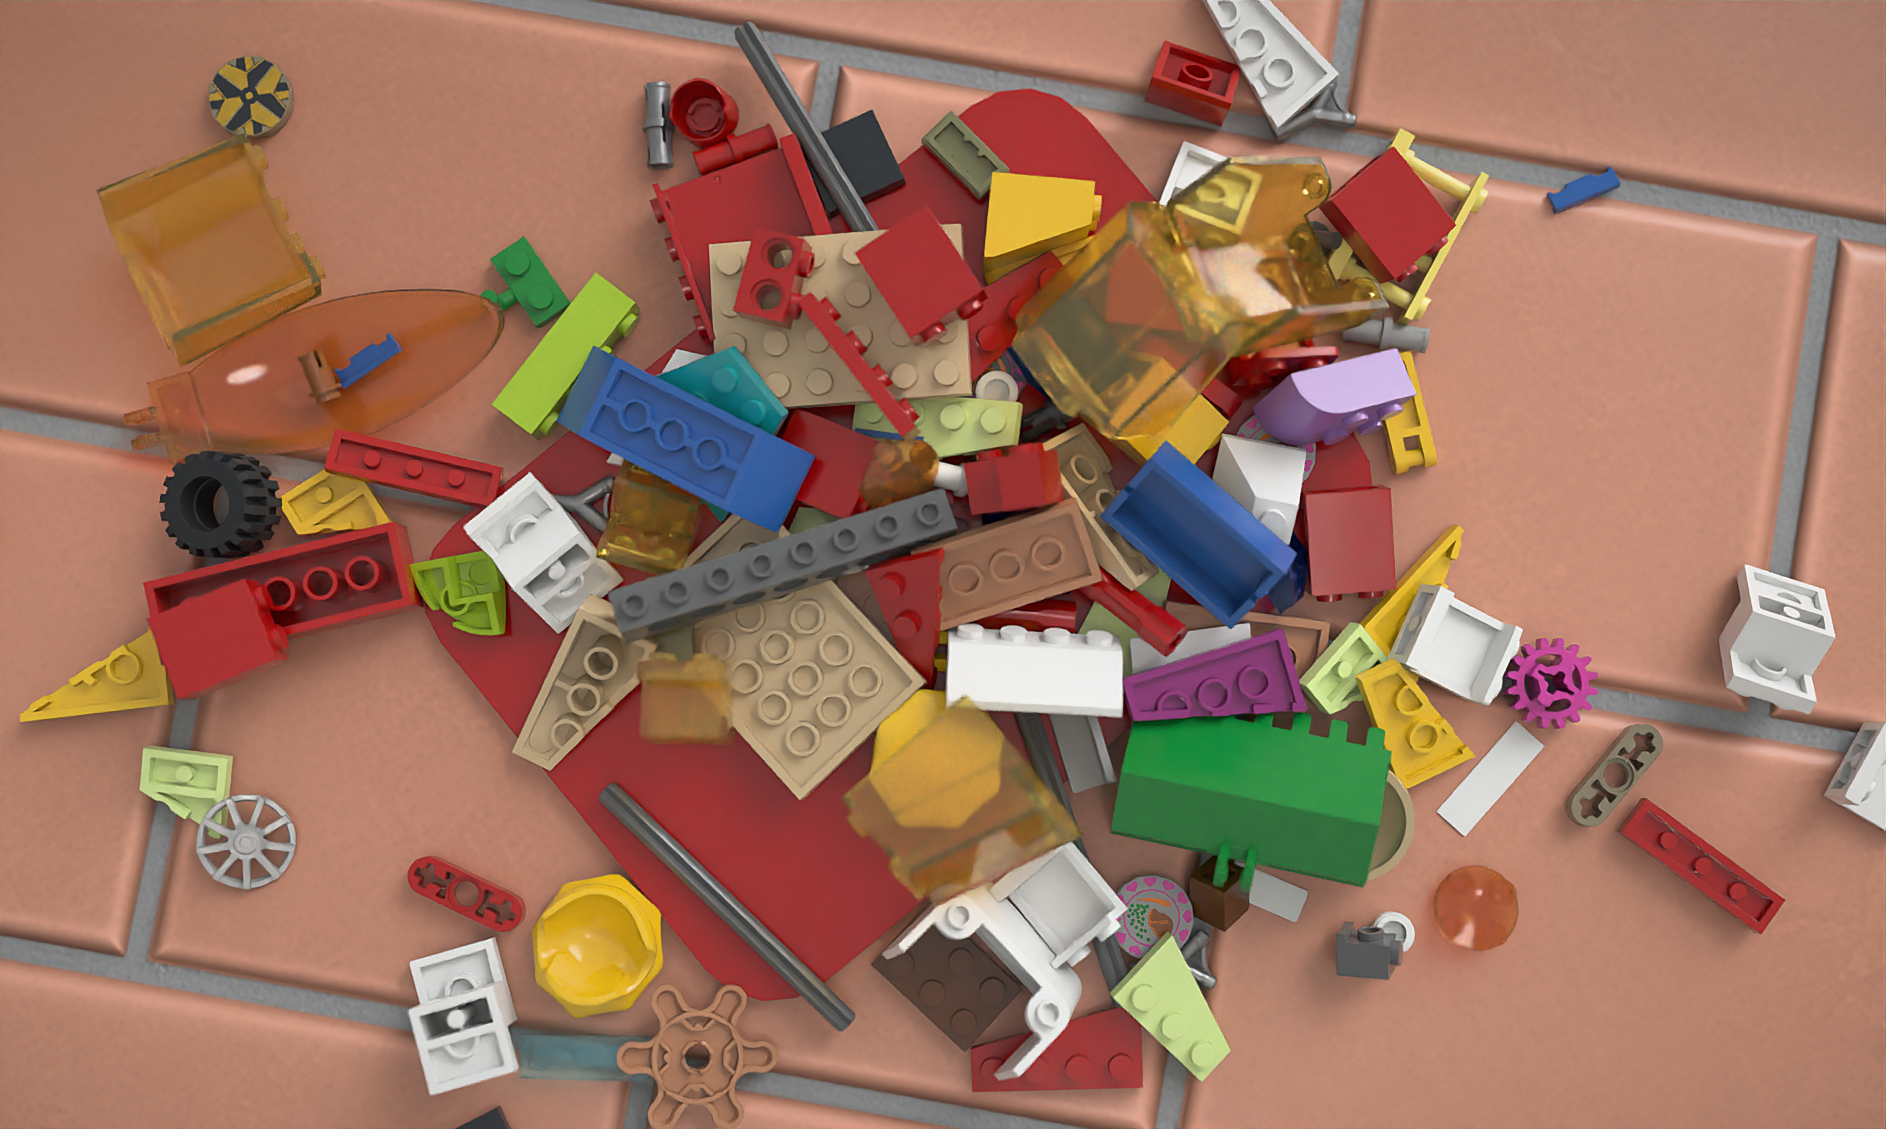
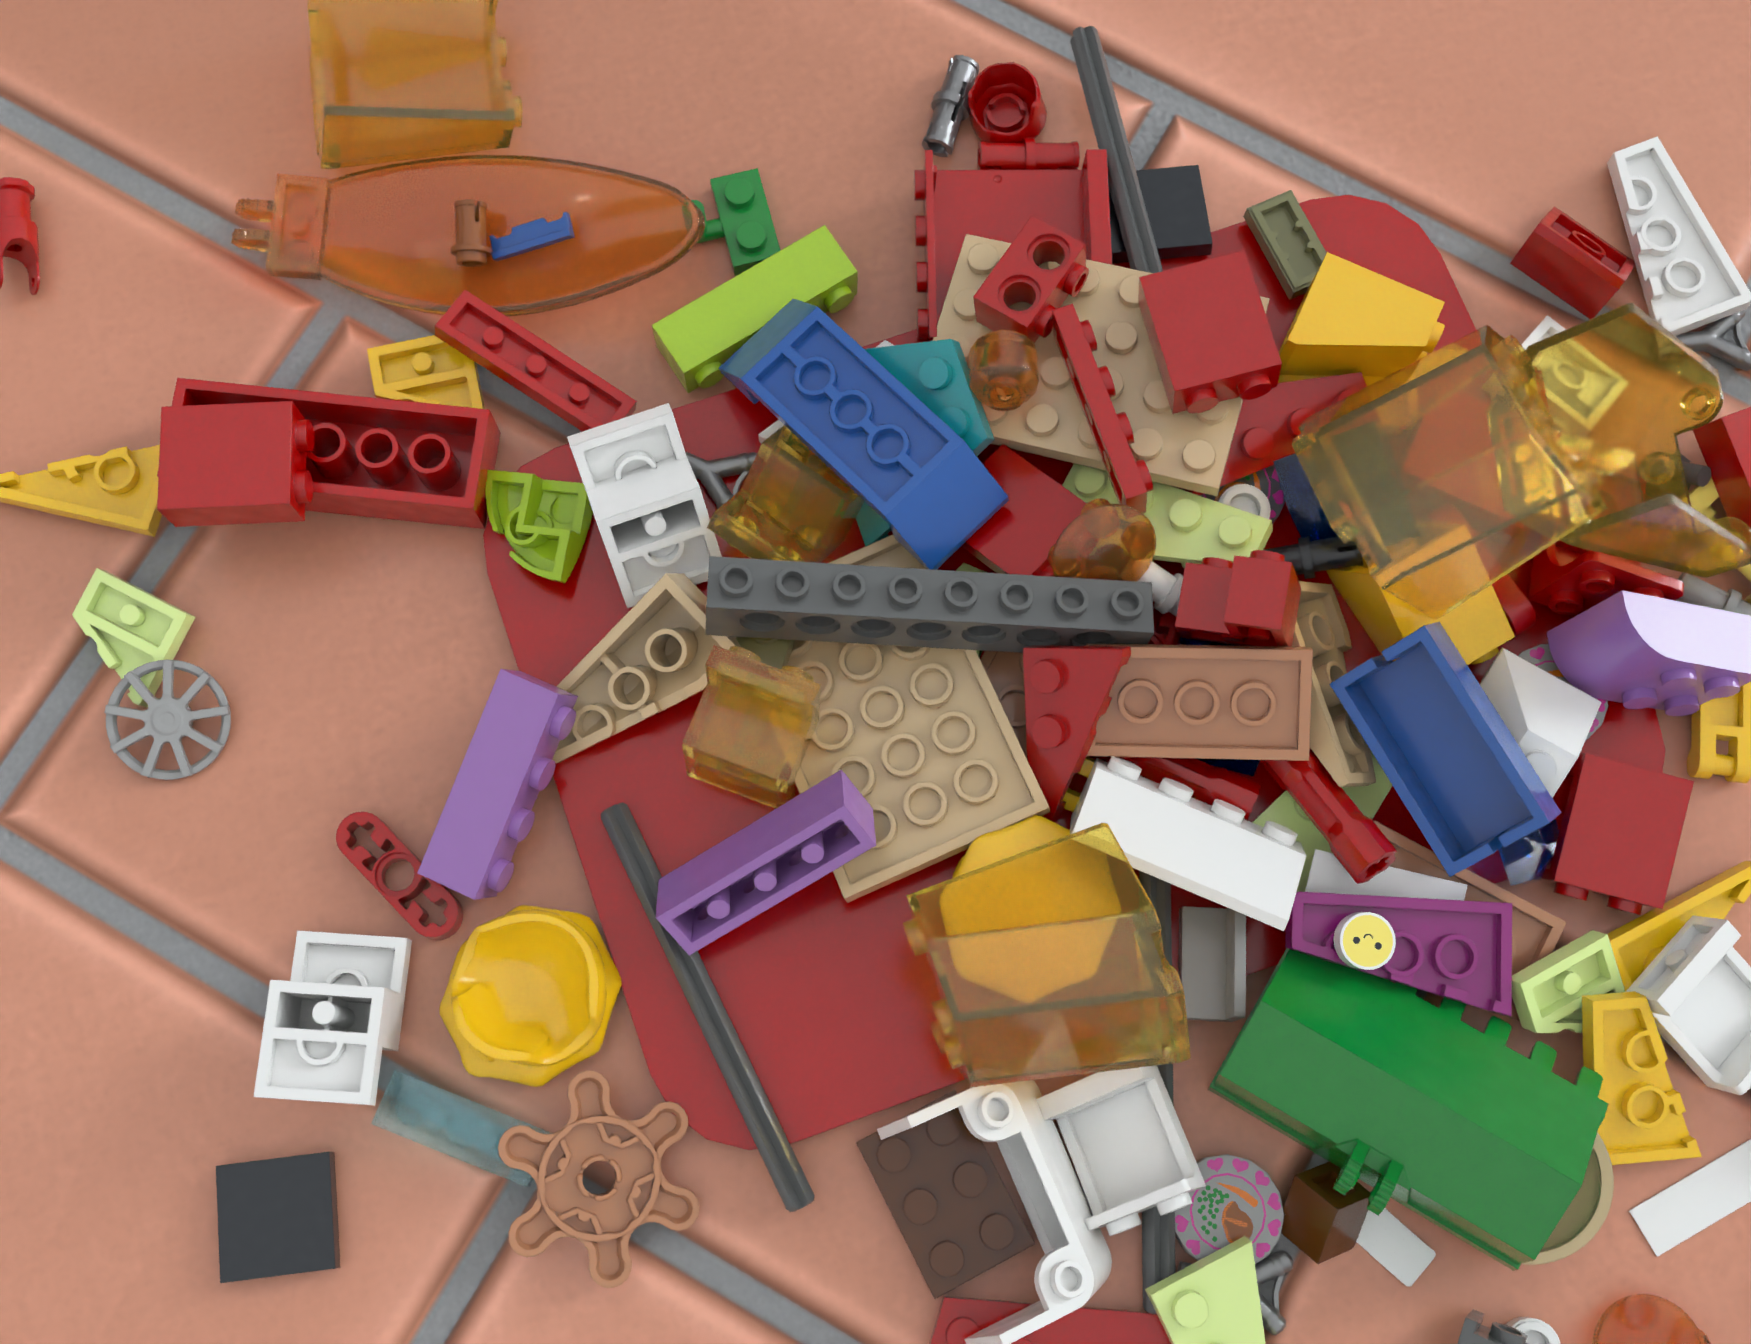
camera: 20 degrees right, 10 degrees down
(191, 501) = (278, 307): black tyre -> none
(515, 805) = (499, 785): none -> medium lavender brick
(733, 796) = (765, 862): none -> medium lavender brick
(776, 357) = (1003, 369): none -> clear orange head
(1183, 697) = (1364, 940): none -> light yellow tile

